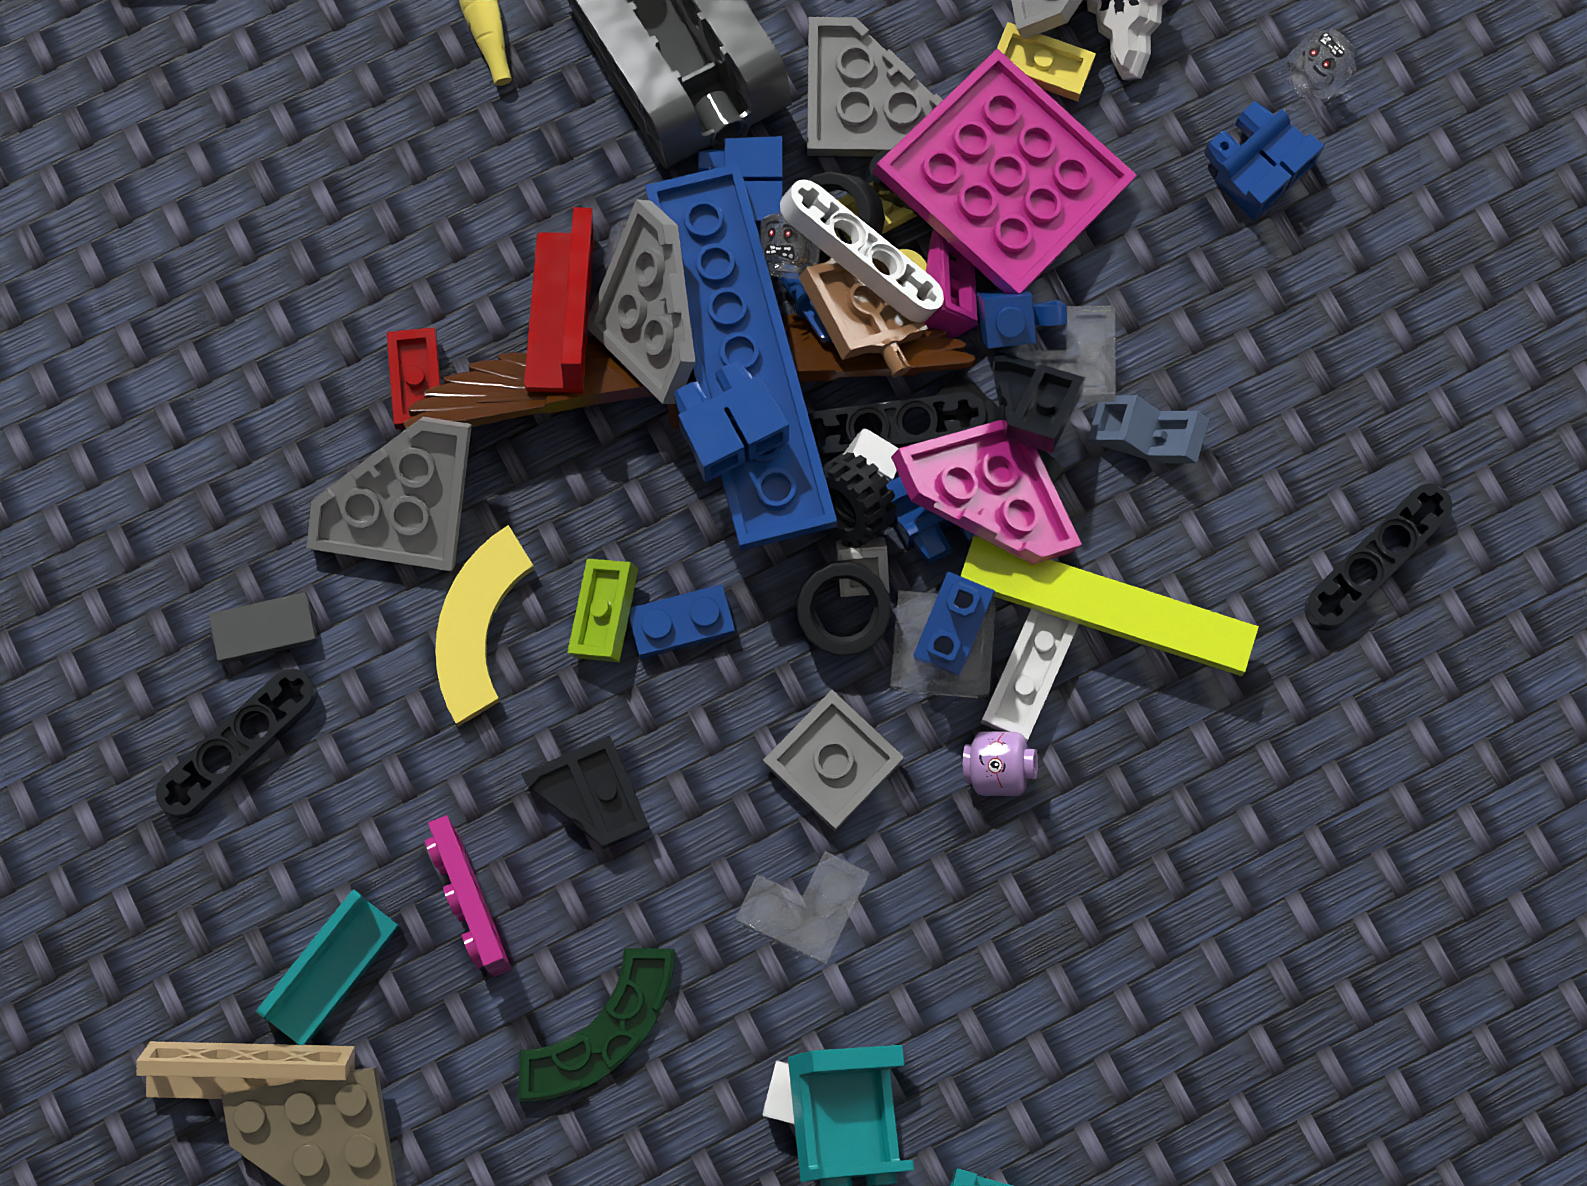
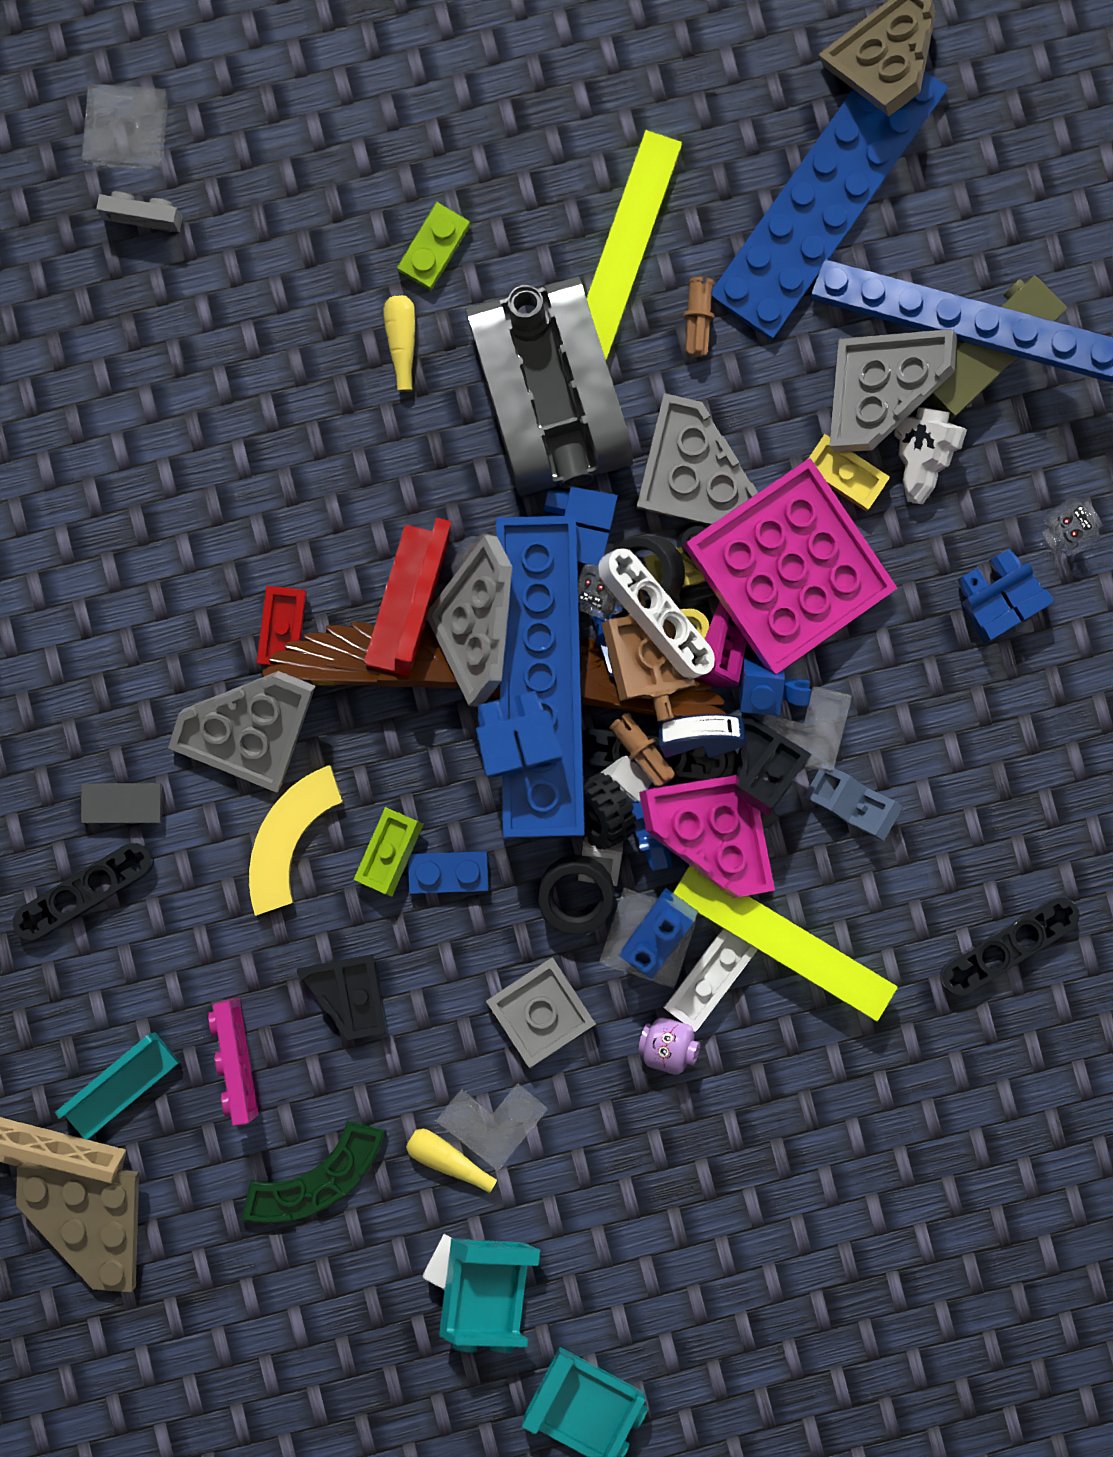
camera: 15 degrees right, 10 degrees up
(753, 965) = (440, 1155): none -> light yellow piece
(880, 414) = (642, 750): none -> medium nougat axle
(966, 373) = (713, 731): none -> slope

